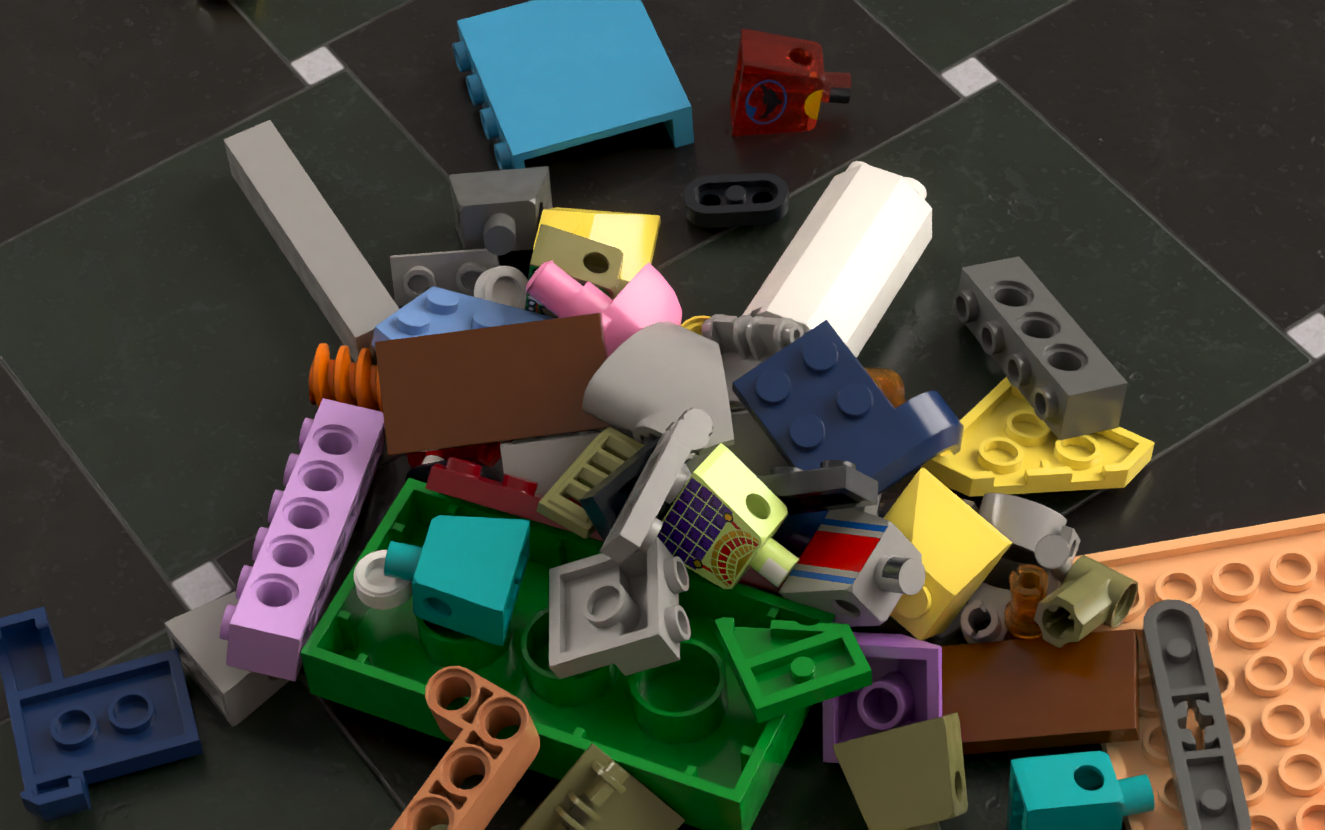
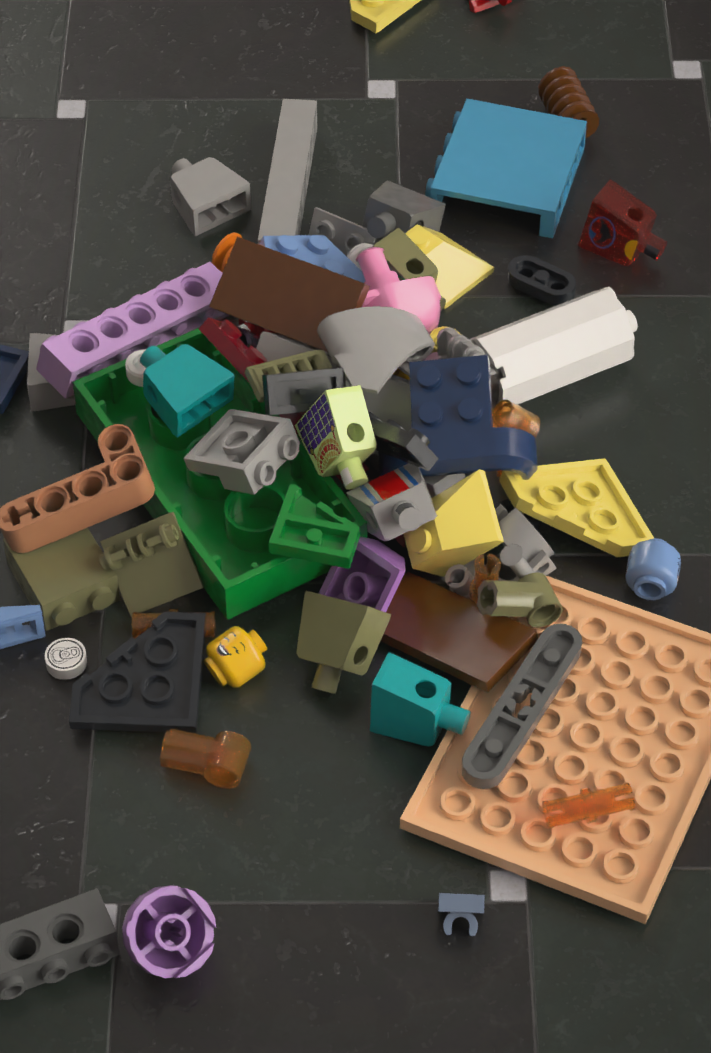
camera: 30 degrees right, 0 degrees up
(222, 314) = (208, 193): none -> light grey torso
(658, 482) = (309, 387): light grey hinge -> none
(1040, 348) = (631, 451): dark grey brick -> none
(1182, 476) = (653, 569): none -> medium blue head

